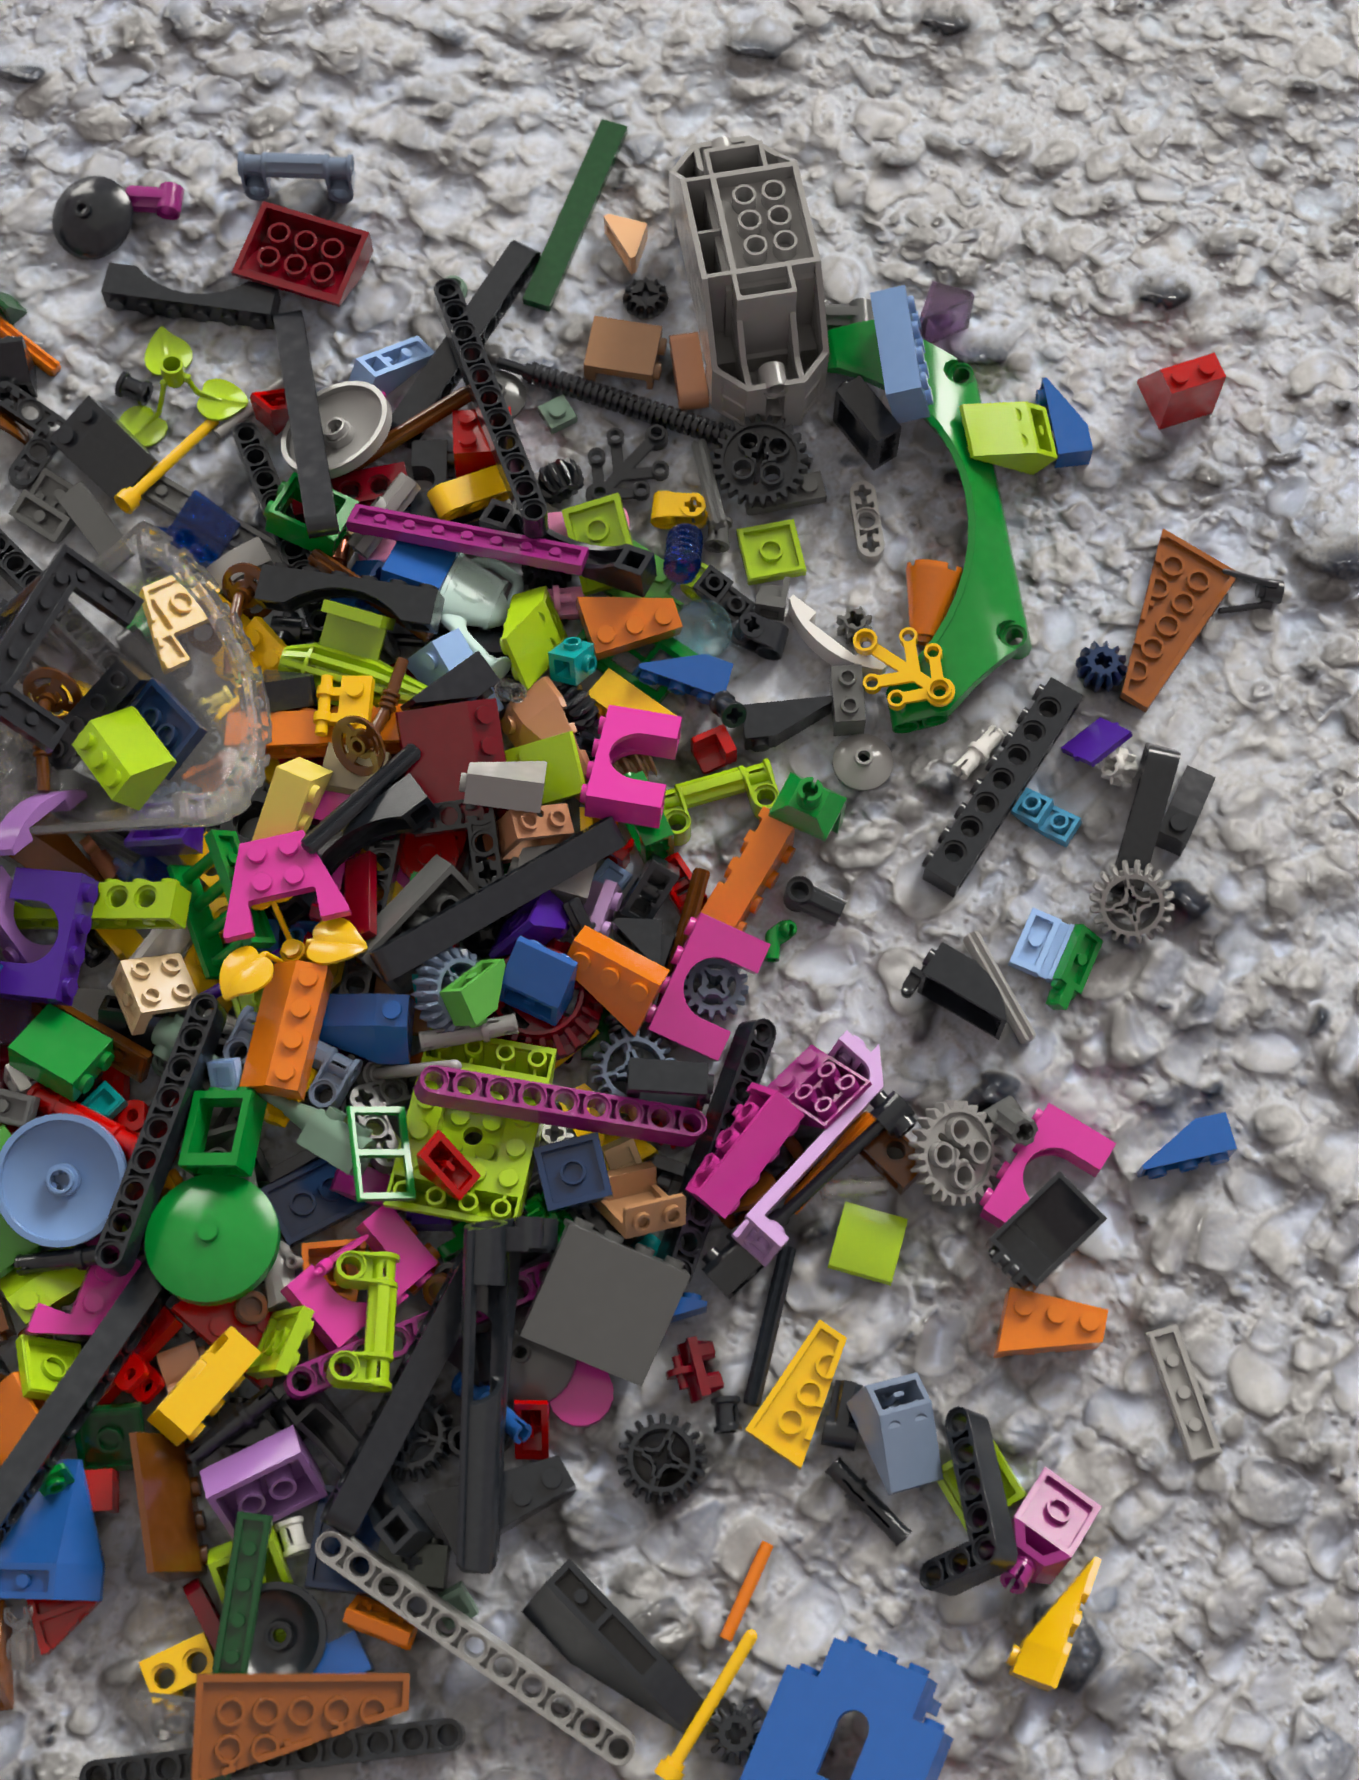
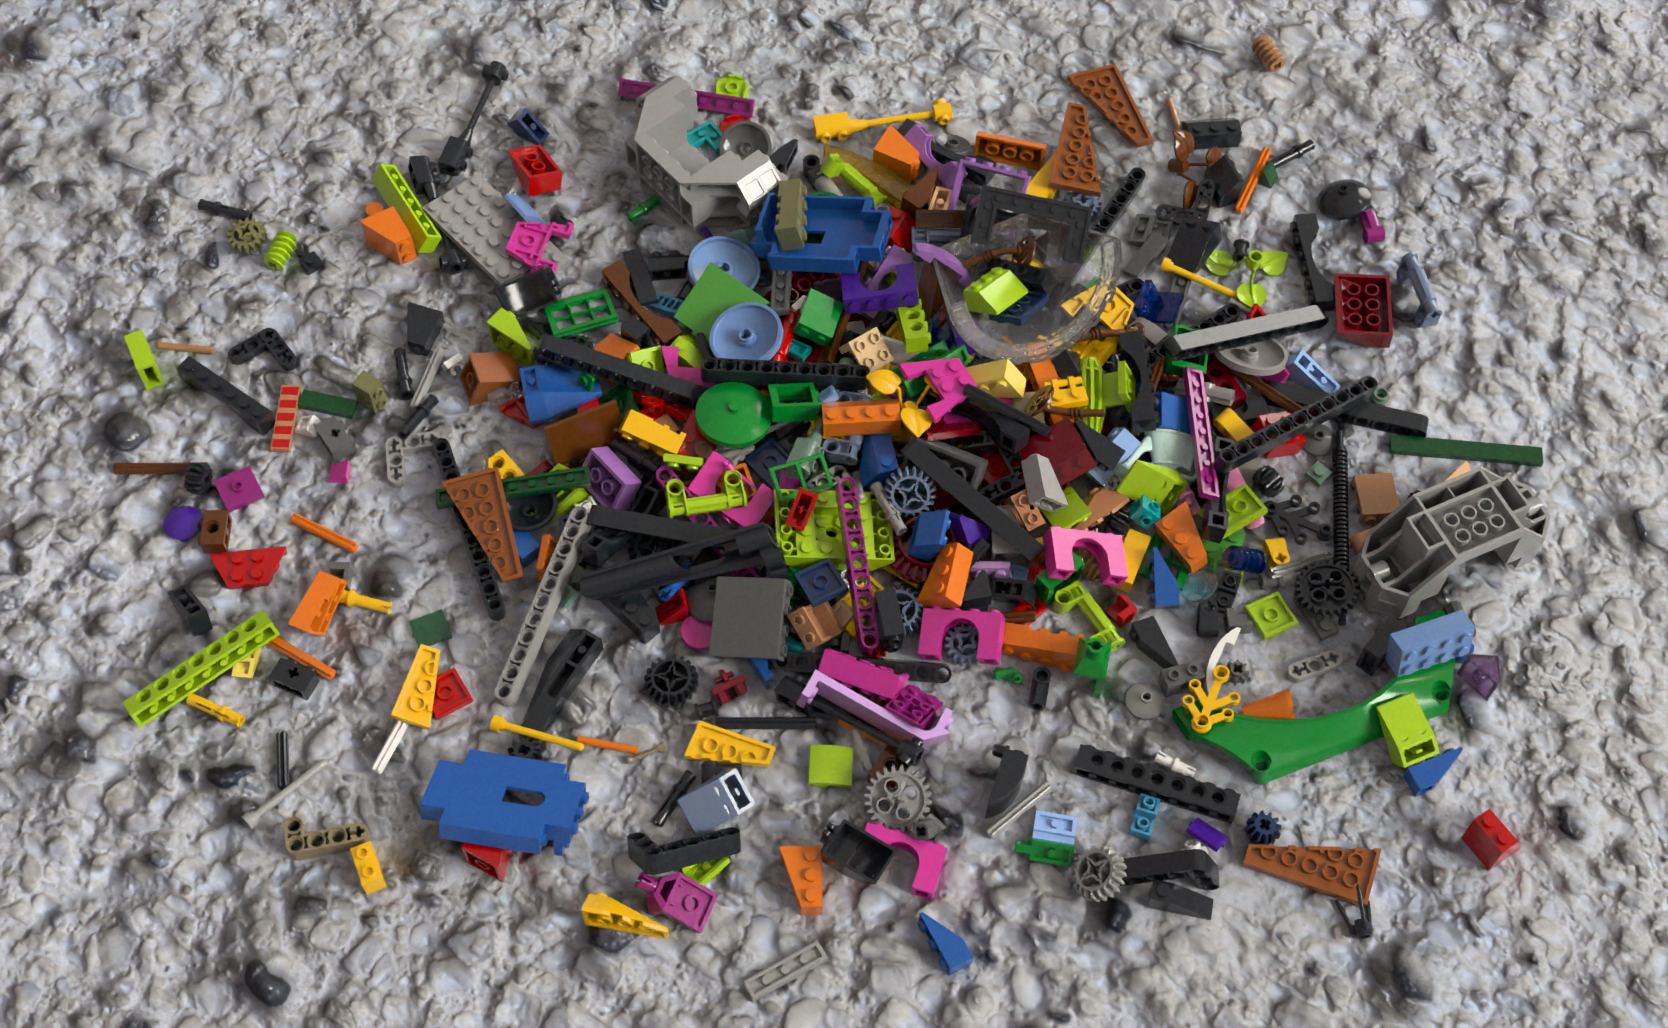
camera: 75 degrees right, 10 degrees down
(475, 993) = (908, 499): bright green slope -> none
(728, 709) = (1147, 607): black bush -> none
(772, 1504) = (661, 749): none -> dark tan hinge

